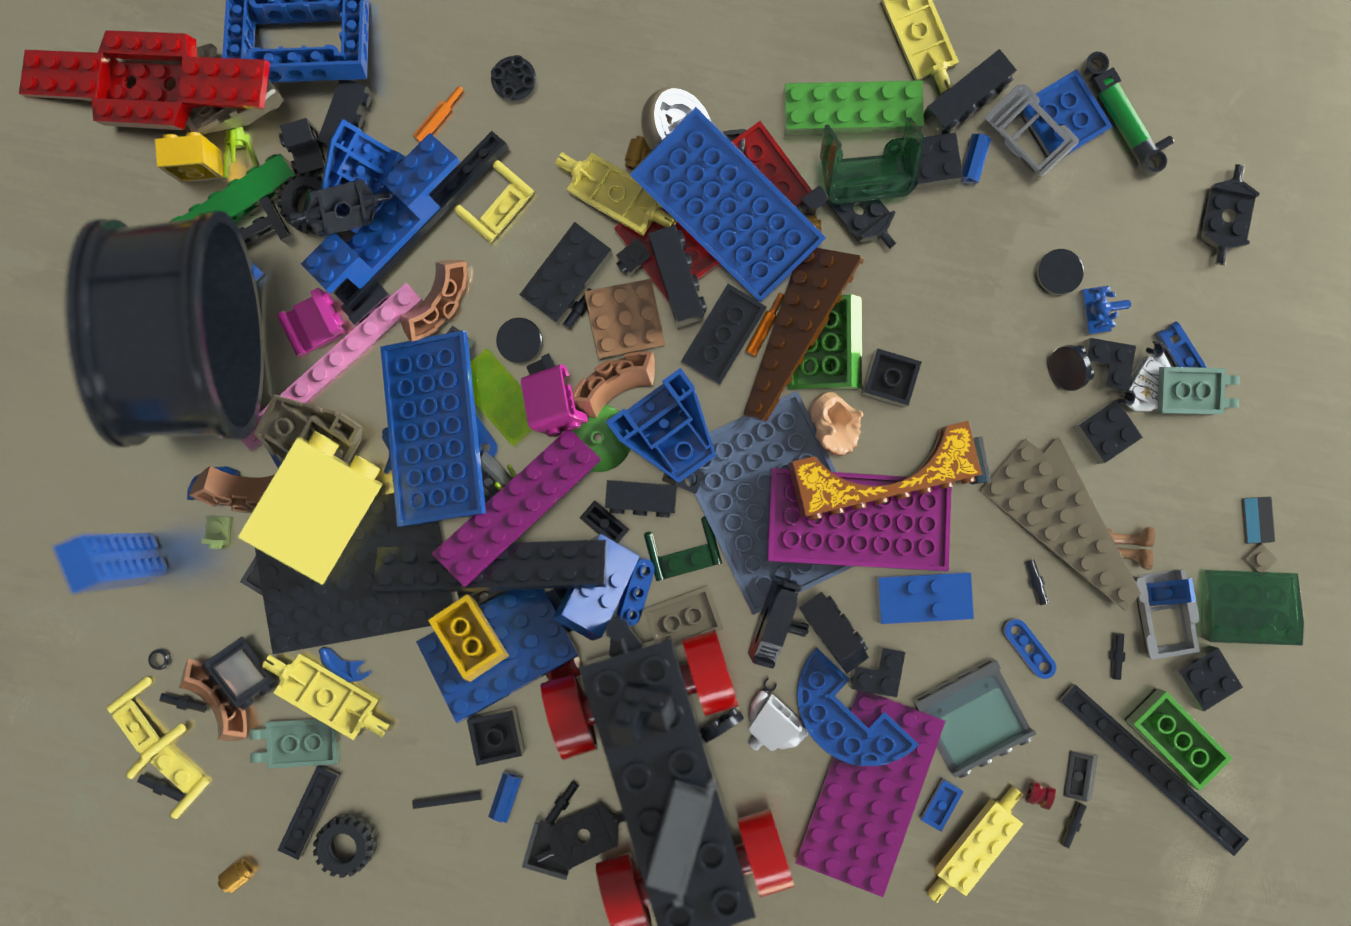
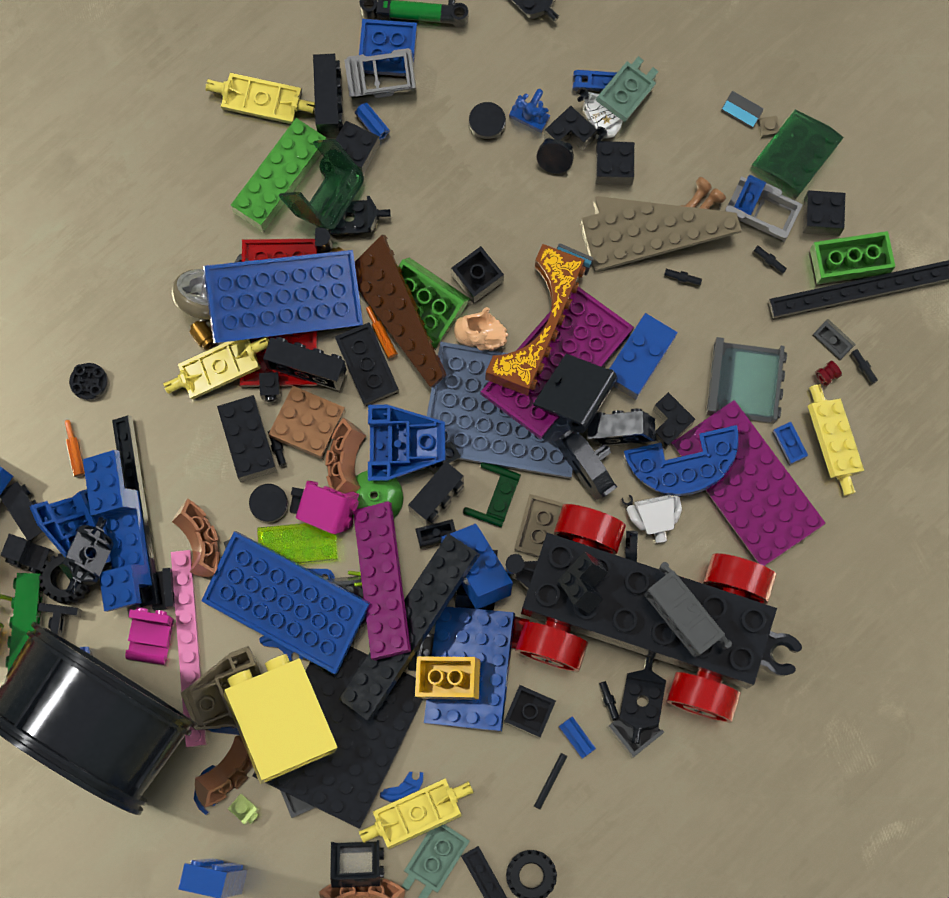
camera: 55 degrees left, 10 degrees down
(503, 208) = (170, 449): light yellow plate -> none
(629, 600) = (494, 537): blue plate -> none
(838, 567) = (579, 393): none -> black door
(1037, 655) = (732, 308): blue plate -> none

